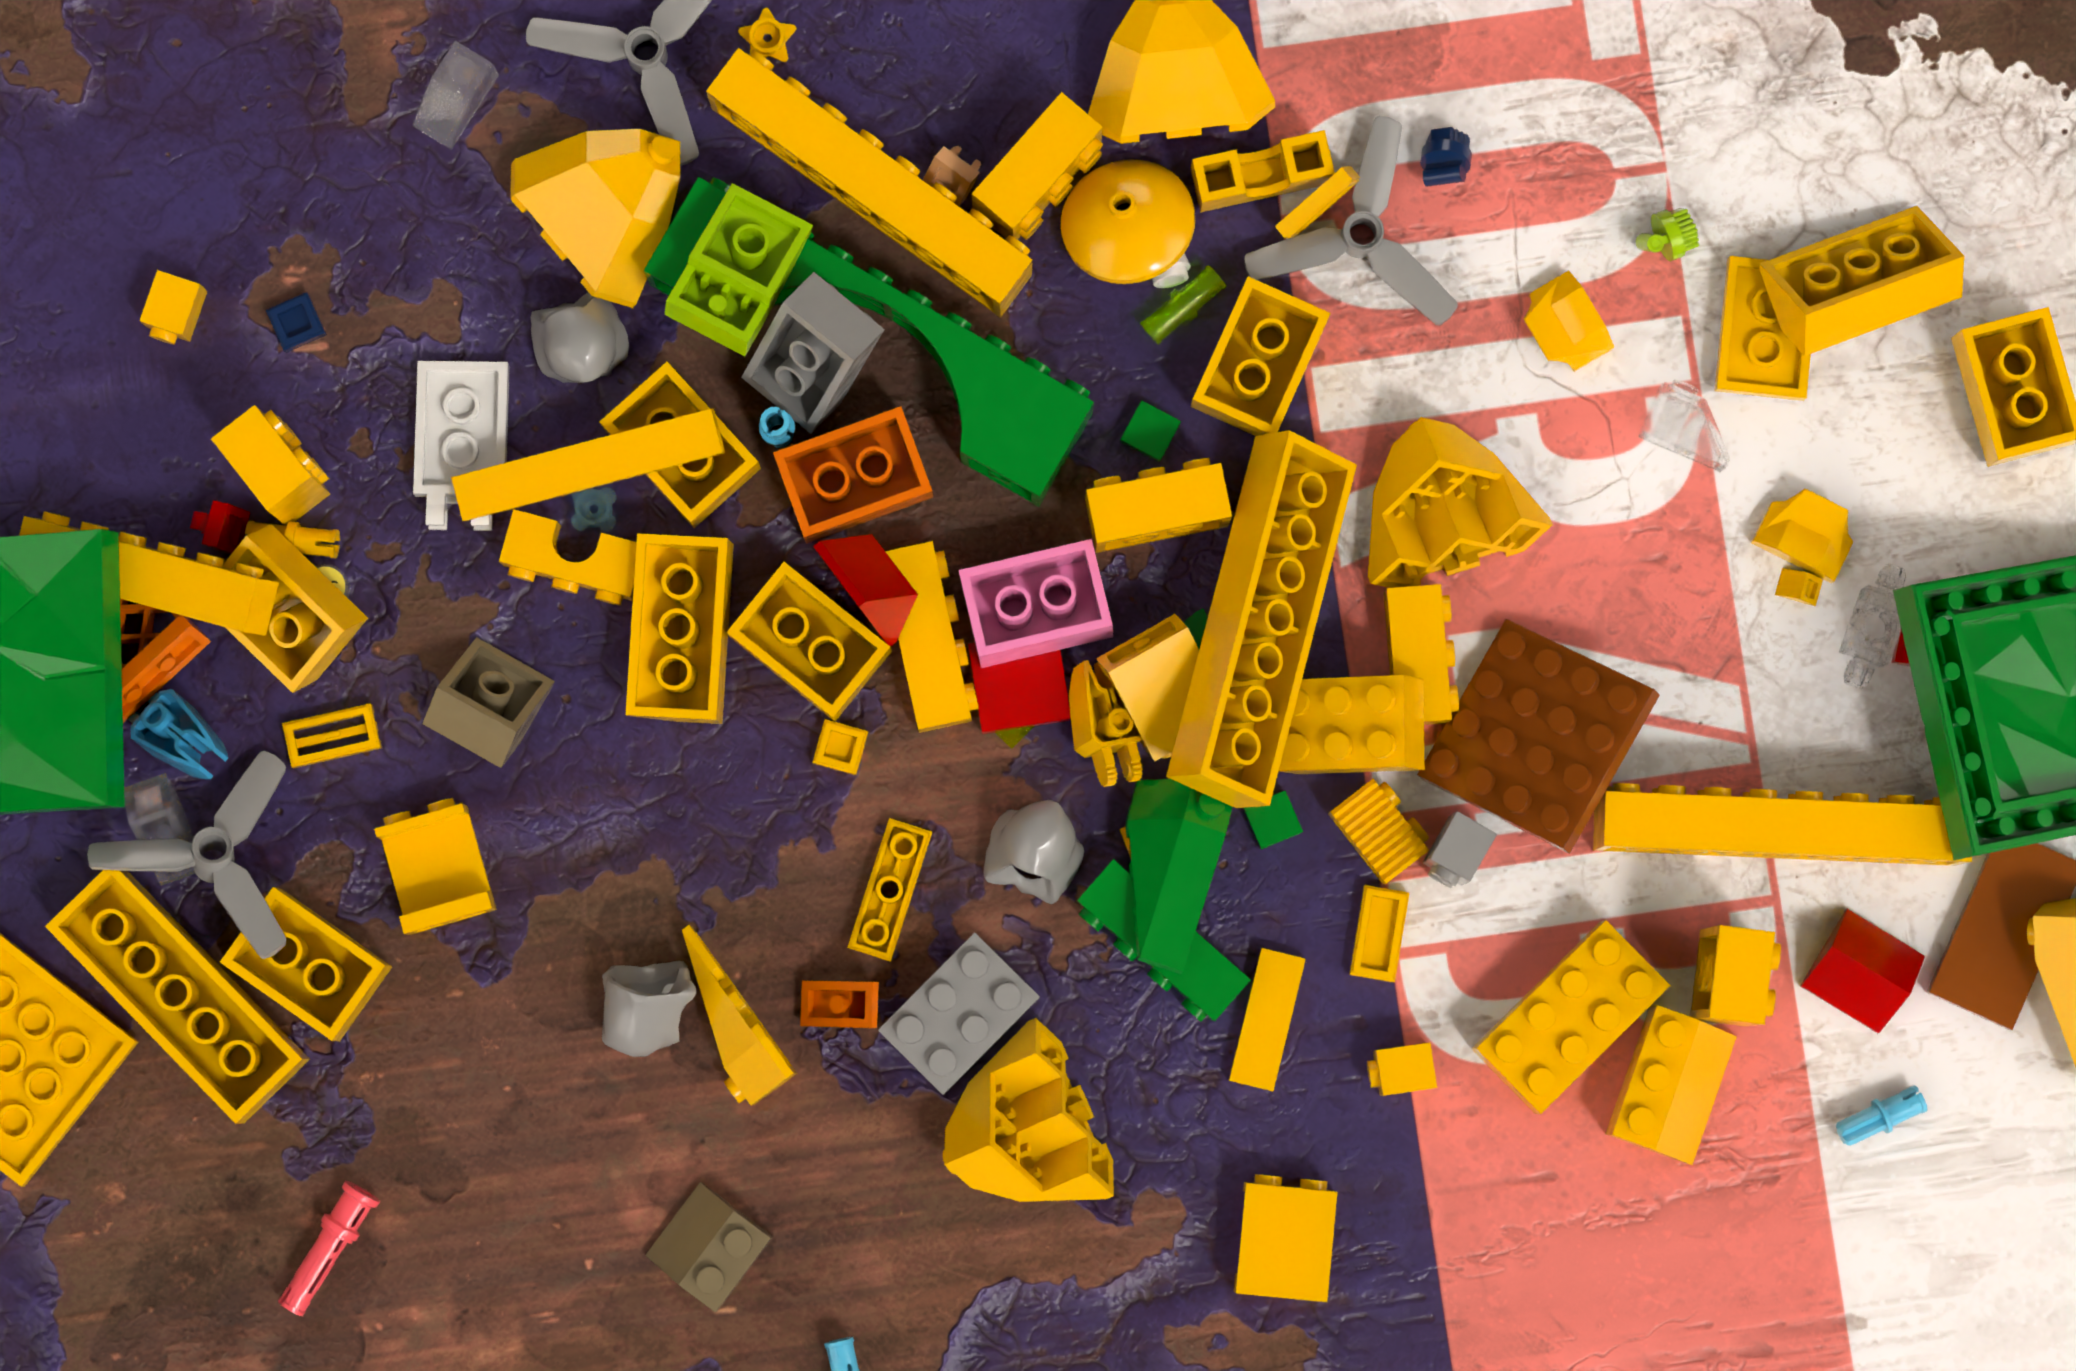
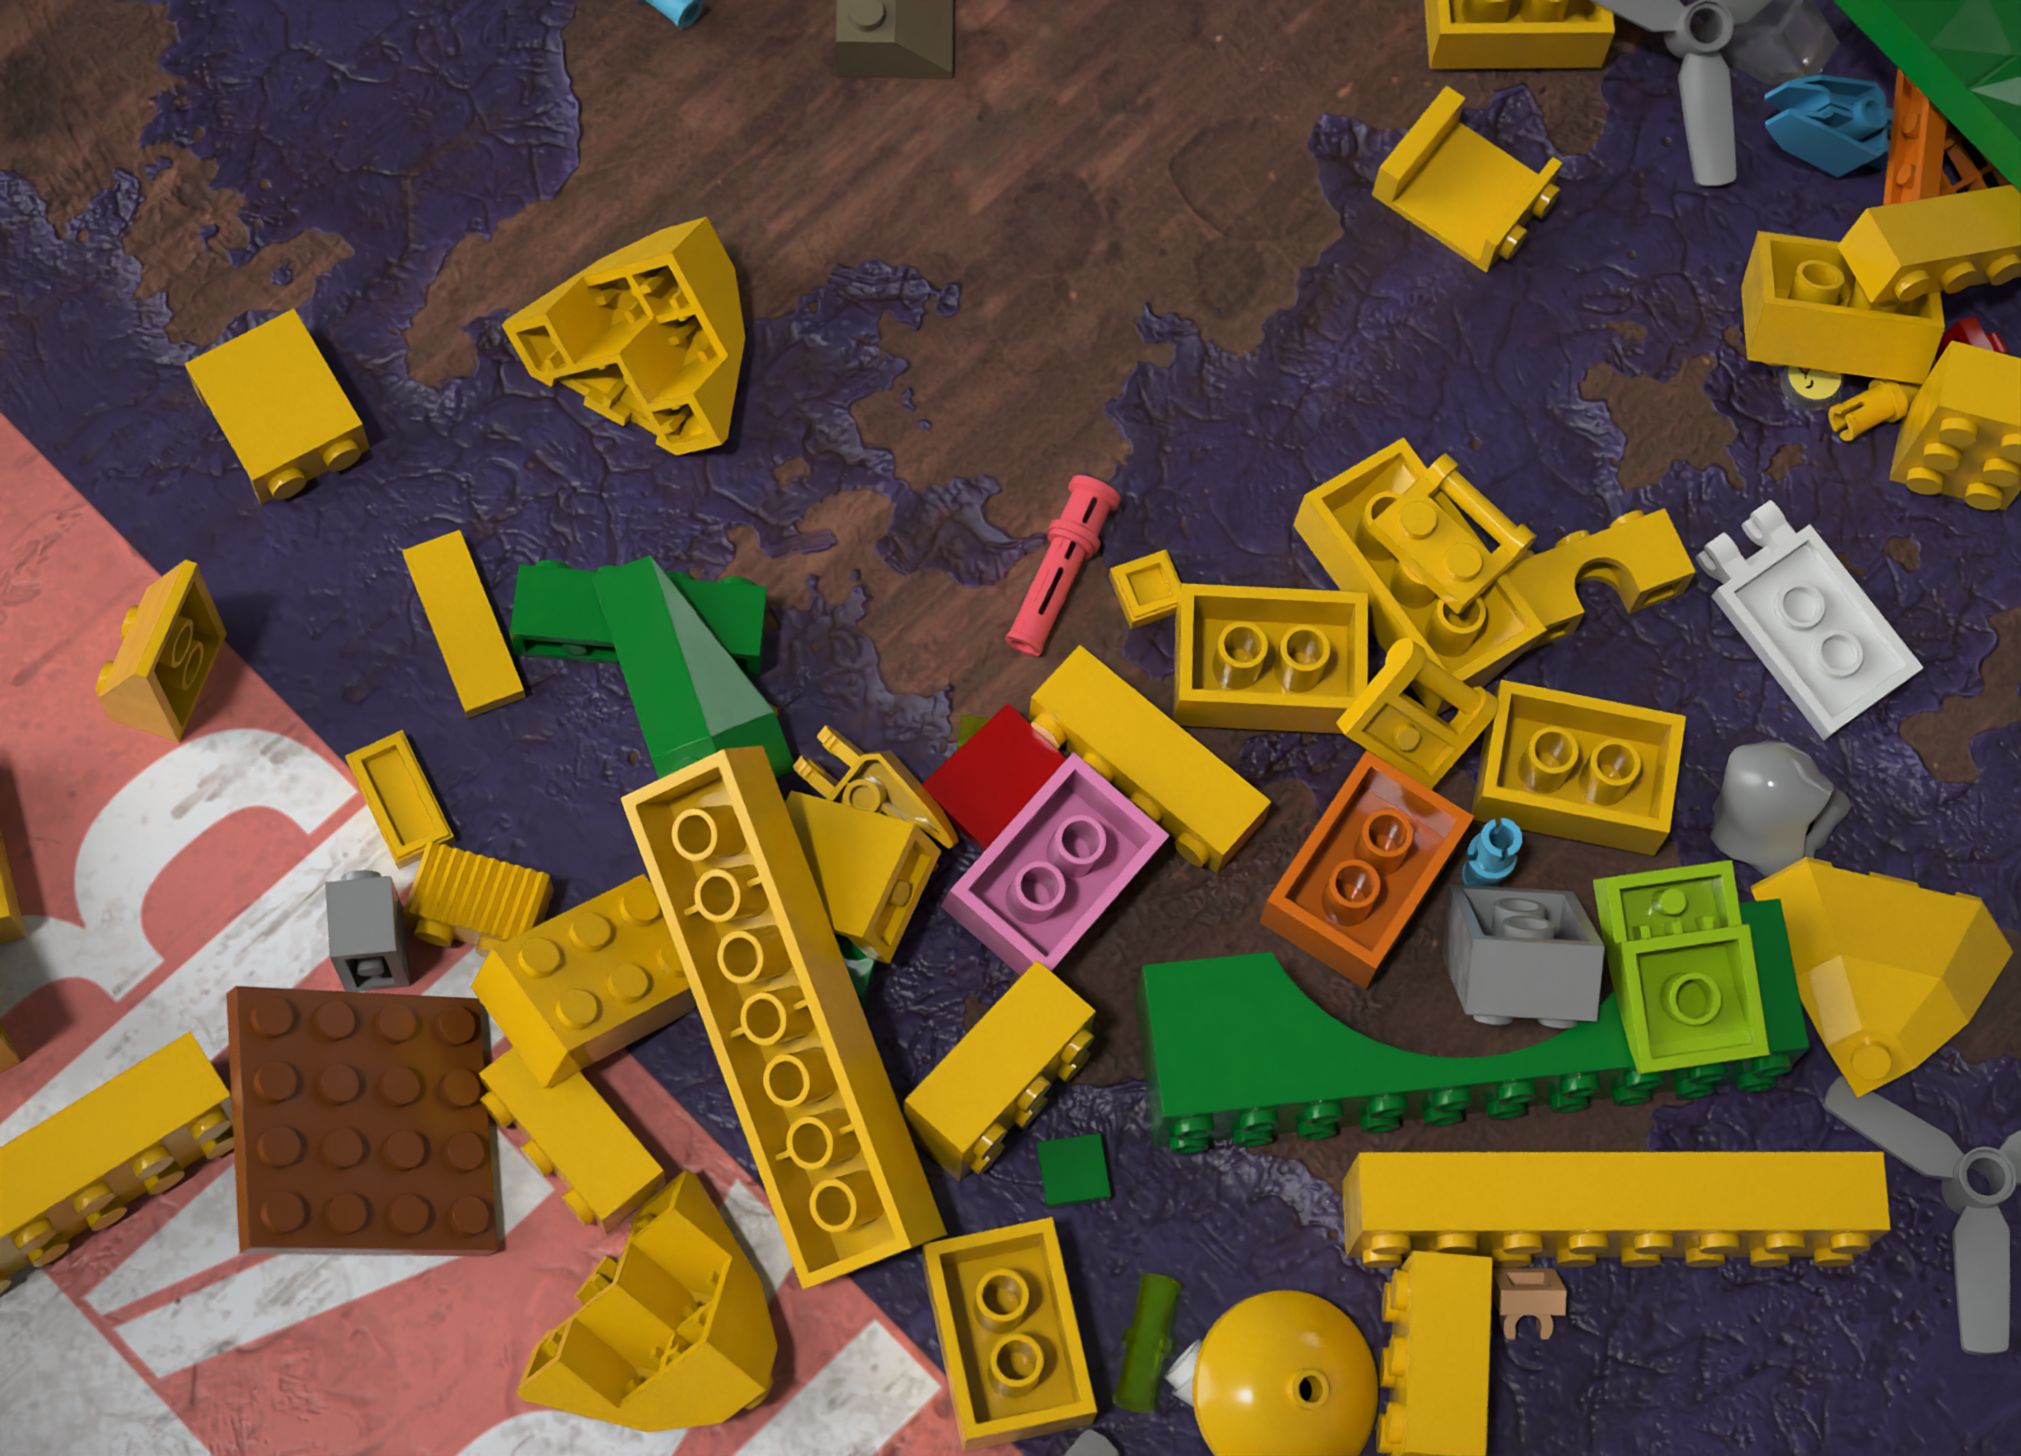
camera: 140 degrees right, 15 degrees down
(369, 727) = (1651, 275): yellow tile -> none
(487, 702) = (1553, 375): dark tan slope -> none
(588, 464) = (1656, 663): yellow tile -> none
(602, 518) = (1614, 632): clear light blue plate -> none
(645, 1006) = (1148, 188): light grey piece -> none
(663, 625) = (1439, 547): none -> yellow plate
(744, 1044) = (1019, 226): yellow wedge -> none
(768, 25) = (1871, 1296): yellow plate -> none
(769, 527) = (1406, 731): none -> yellow plate
(839, 1004) = (939, 321): orange slope -> none
(865, 807) = (1067, 536): none -> coral pin
(871, 582) = (1261, 746): red slope -> none
(882, 917) = (990, 509): yellow tile -> none
(958, 1013) = (807, 397): light grey brick -> none
(1038, 842) = (853, 620): light grey piece -> none
(1273, 822) = (606, 839): green tile -> none
(1402, 1069) = (268, 666): yellow brick -> none
(1467, 1115) = (163, 655): none -> yellow slope
(1570, 1017) = (108, 848): yellow brick -> none

